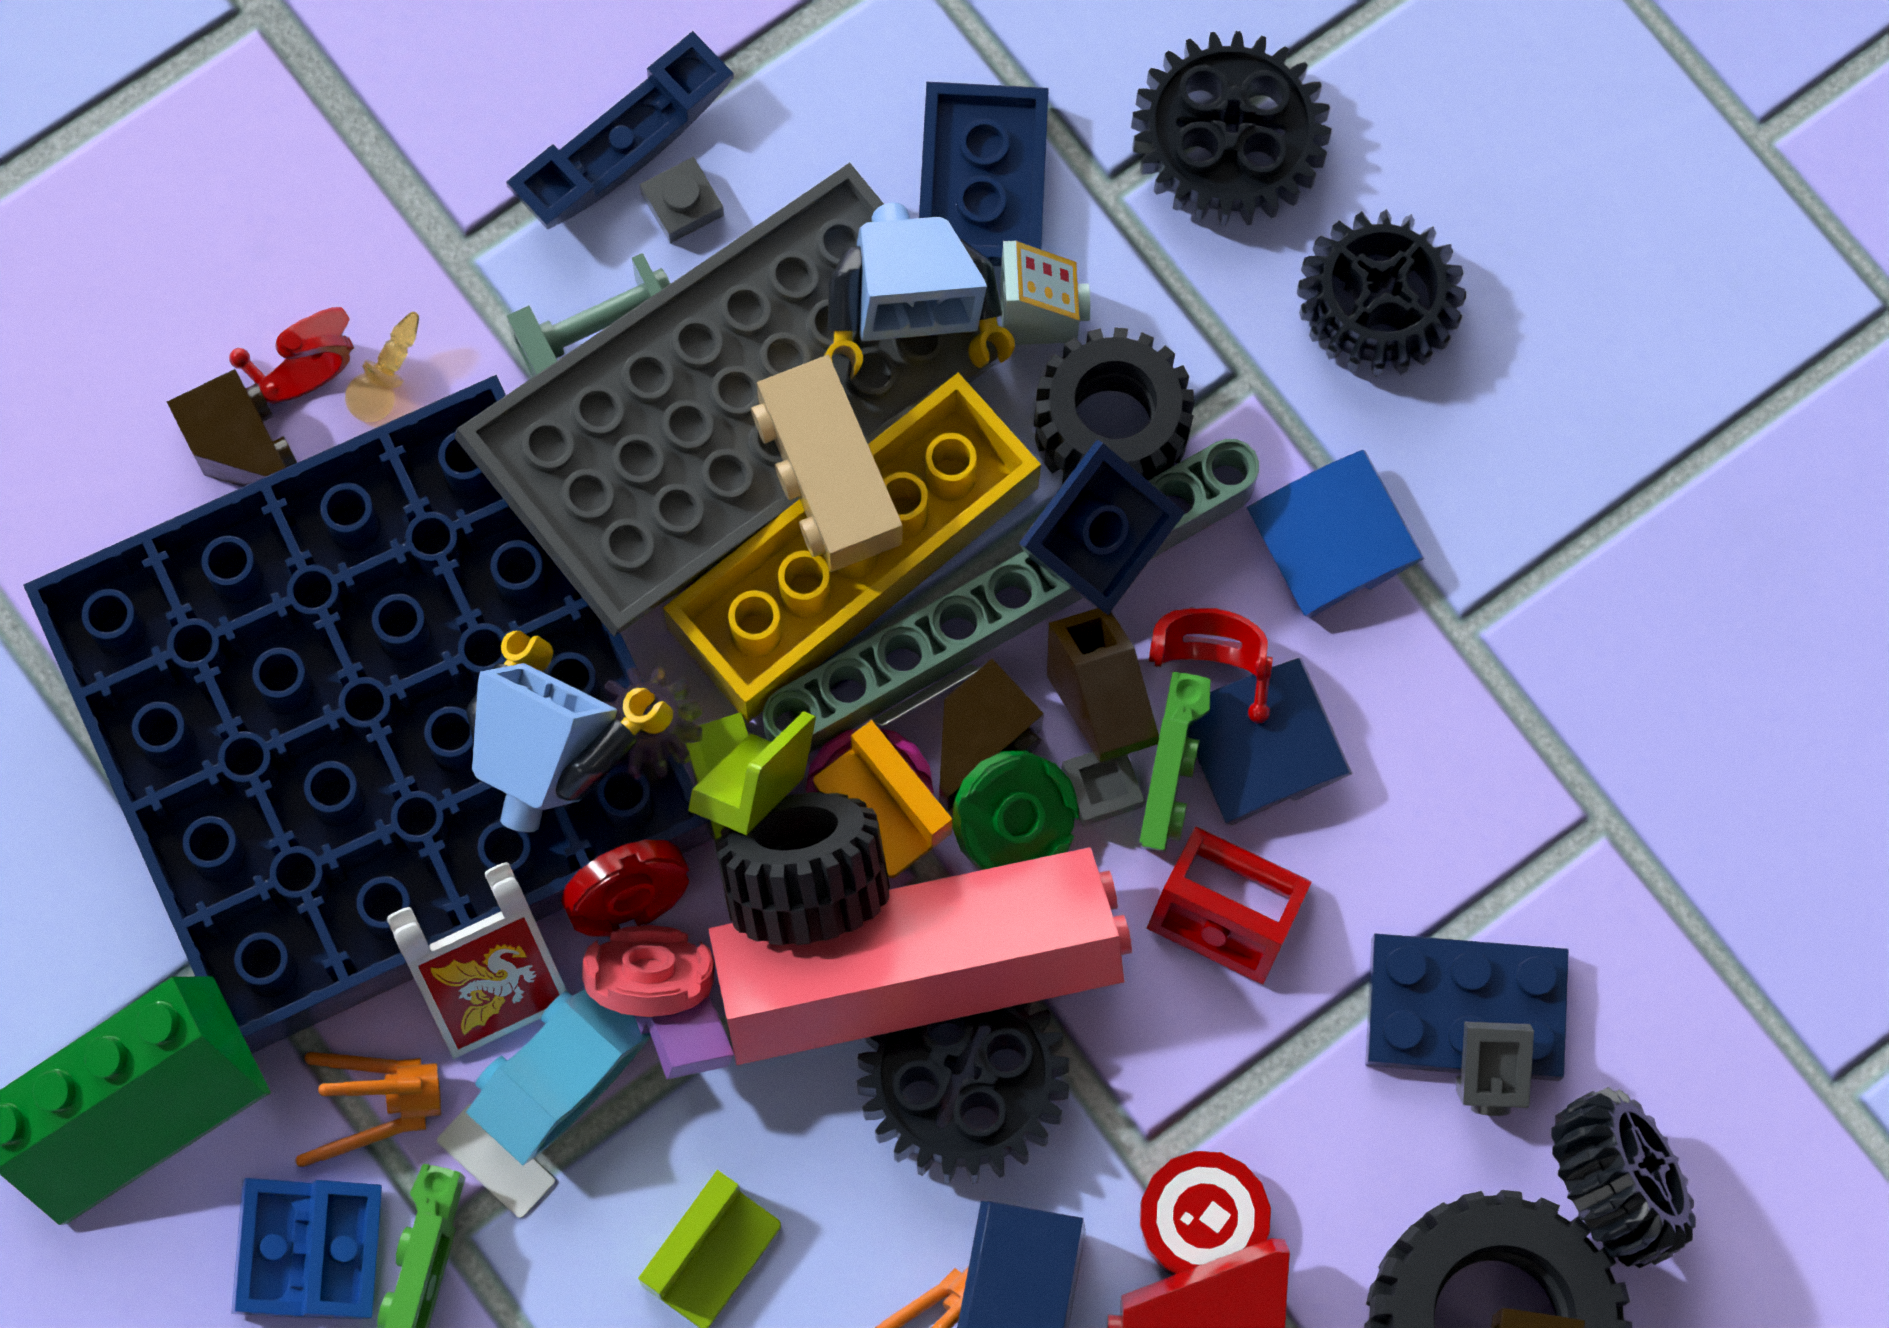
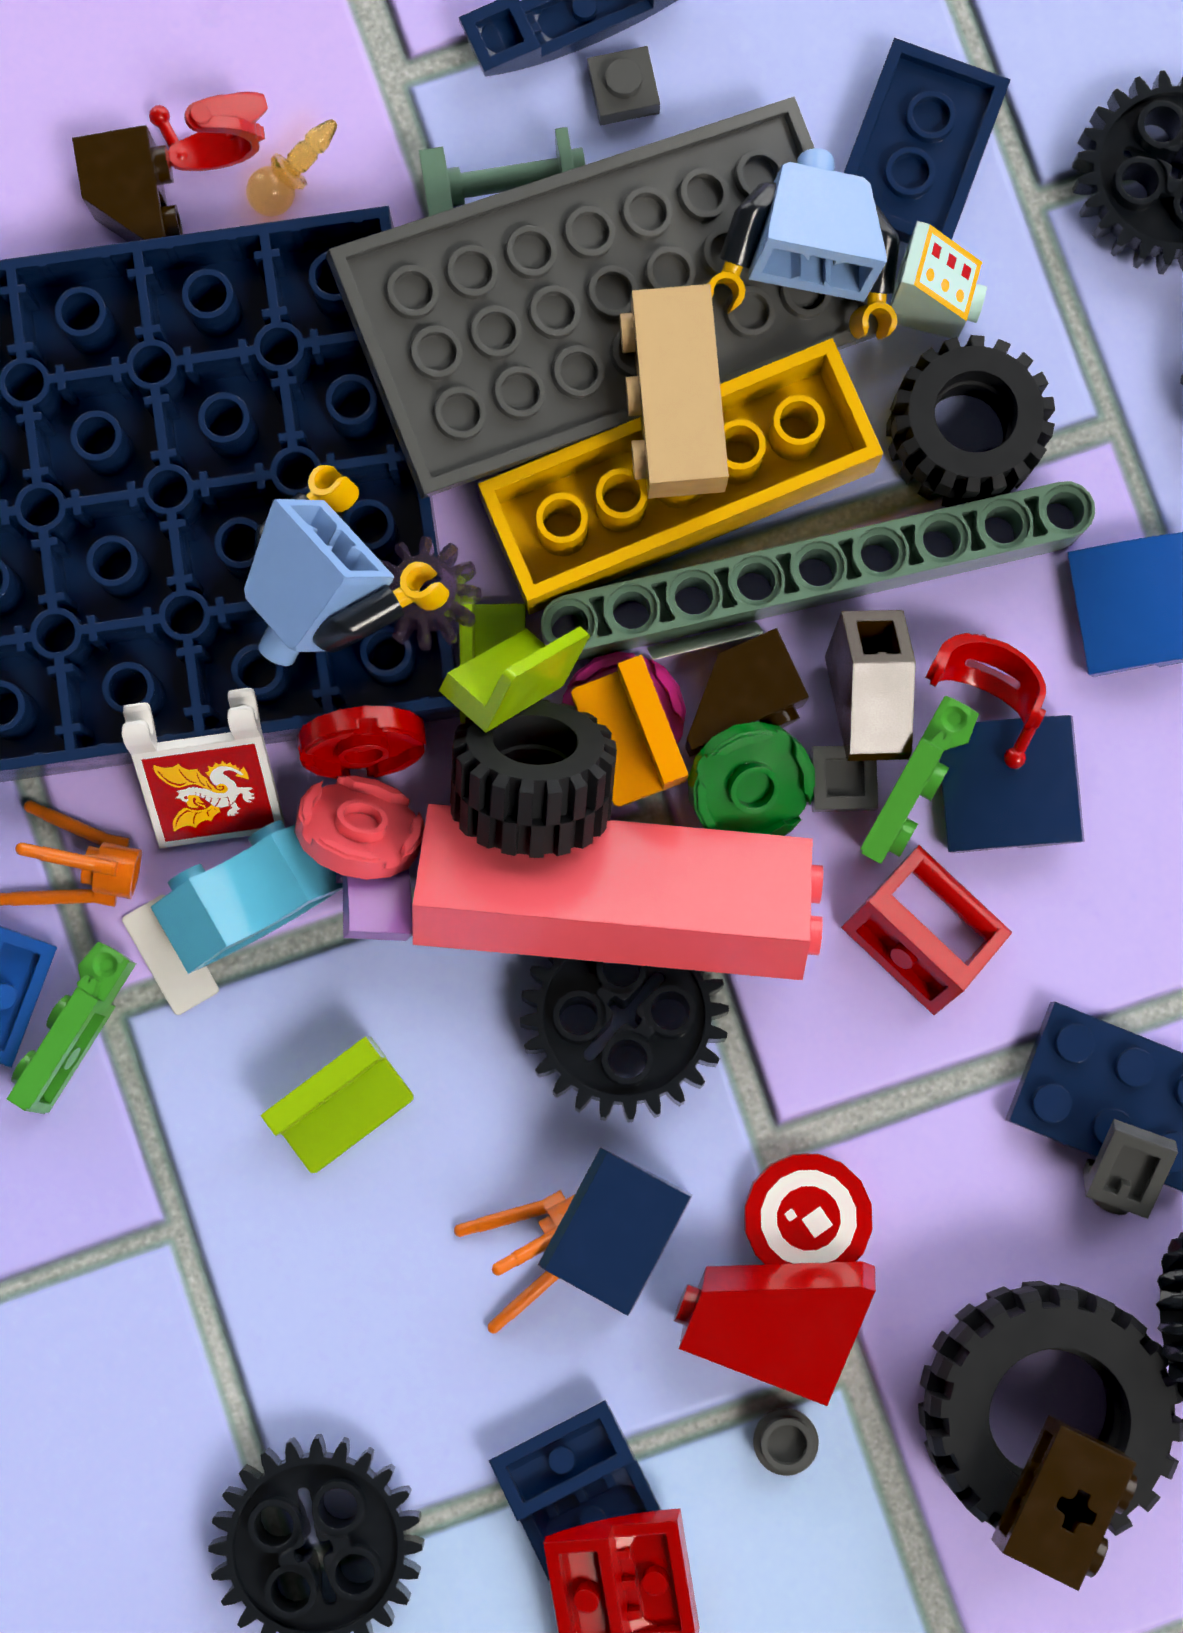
camera: 20 degrees right, 10 degrees up
(1101, 528) = (922, 535): dark blue slope -> none

